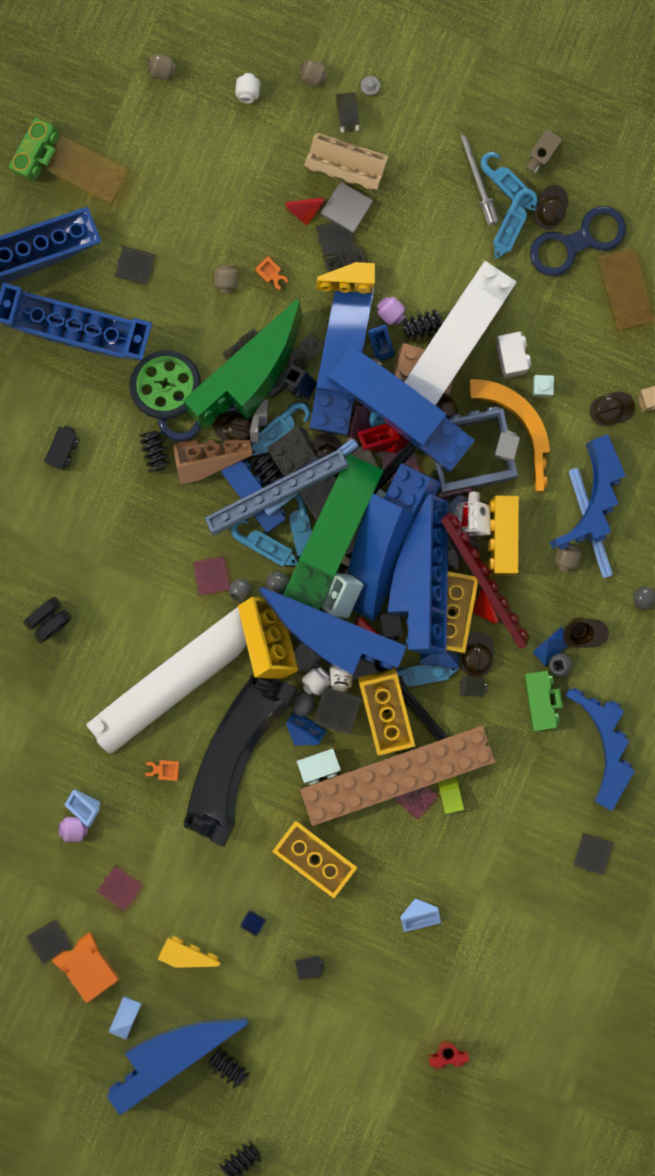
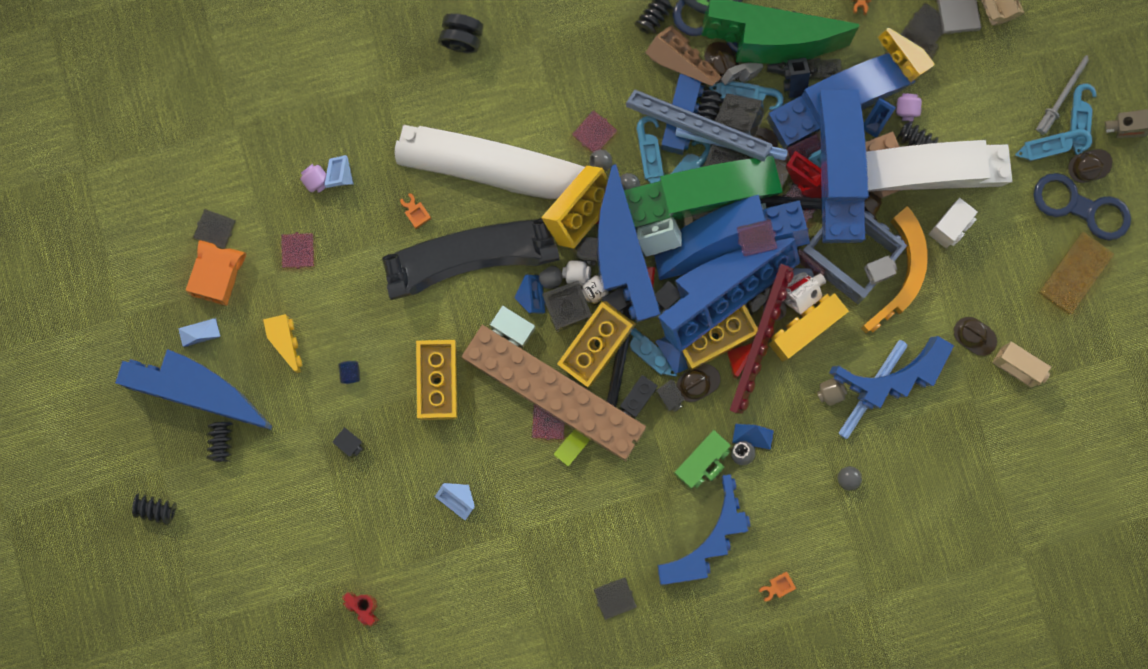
camera: 55 degrees right, 5 degrees down
(407, 523) = (757, 237): none -> clear pink piece
(452, 712) = (638, 397): none -> black brick
(543, 386) = (948, 267): light aqua brick -> none
(585, 633) = (784, 452): dark brown piece -> none

